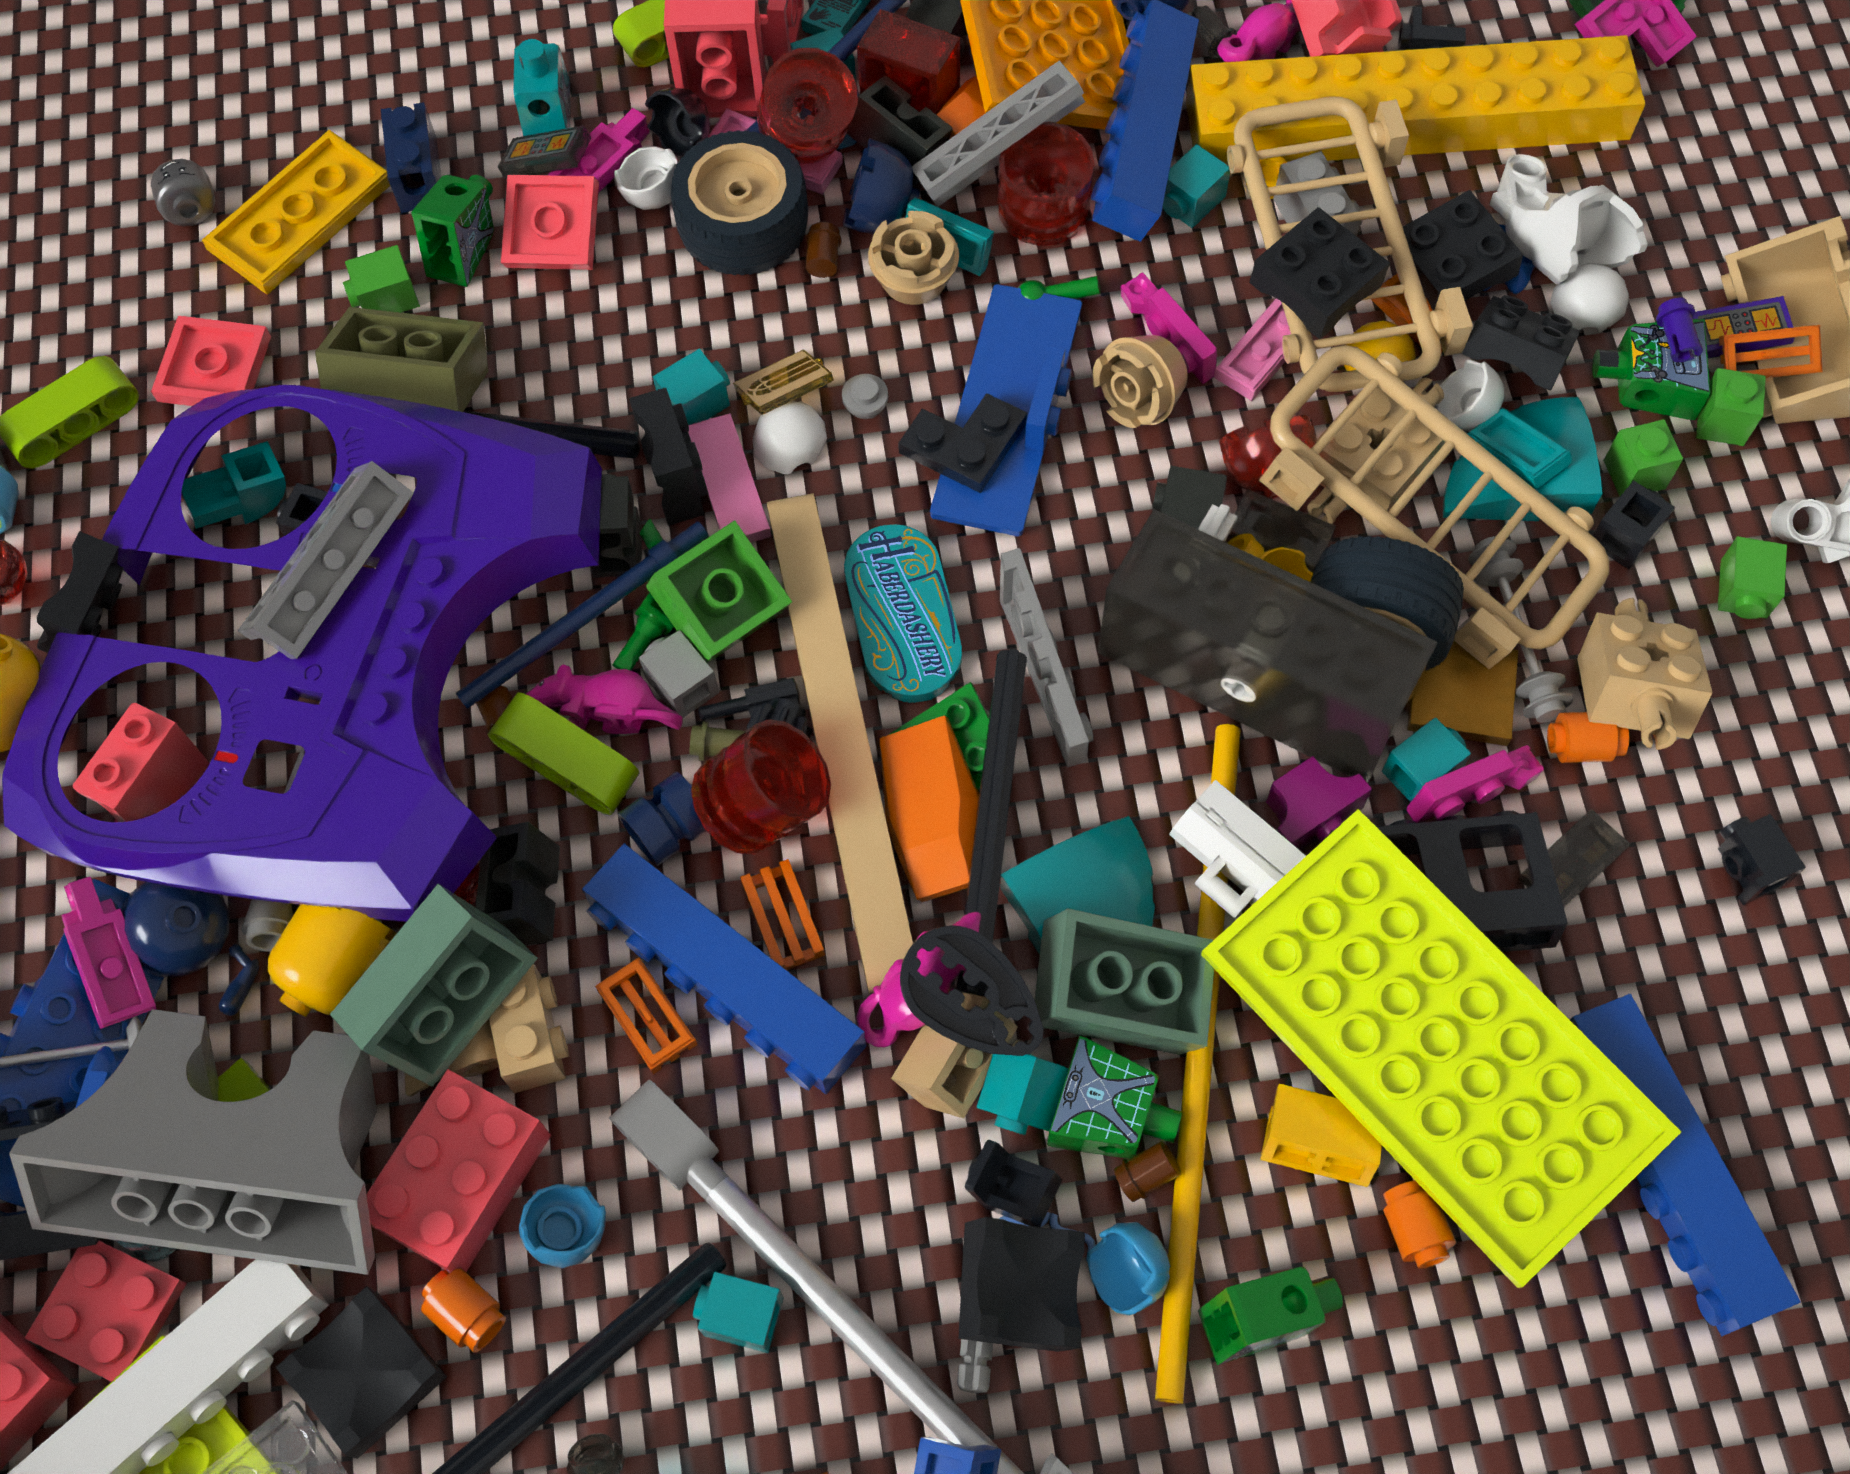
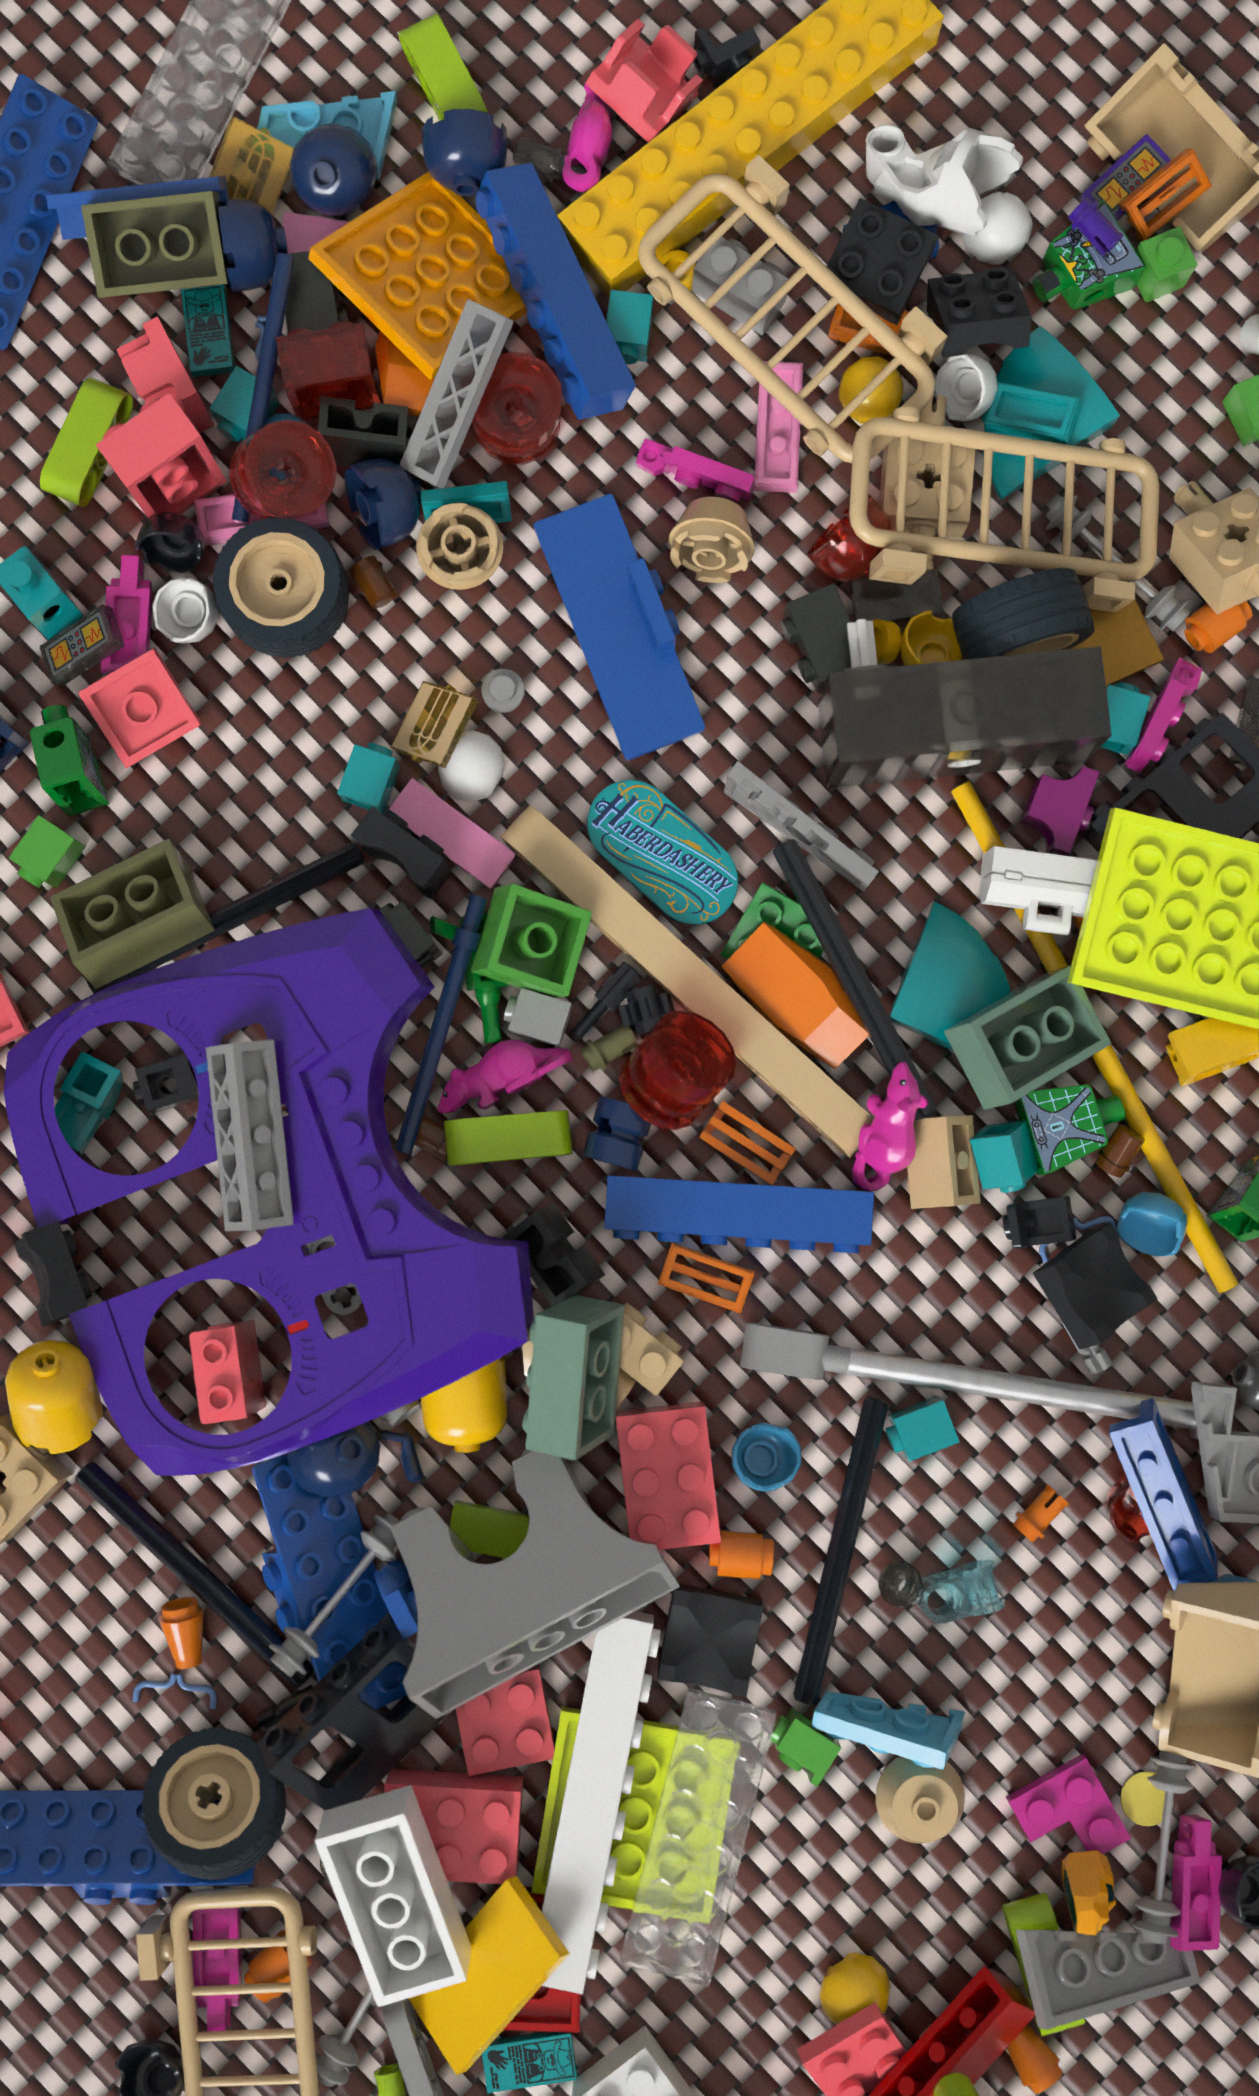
camera: 35 degrees left, 20 degrees up
(104, 956) = (313, 1511): dark pink hinge -> none
(943, 1011) = (937, 1102): black piece -> none
(969, 452) = (620, 691): black plate -> none
(1073, 289) = (566, 506): green bar -> none
(1319, 271) = (802, 364): black brick -> none
(1632, 523) = (1158, 405): black brick -> none
(1643, 455) = (1124, 356): bright green brick -> none

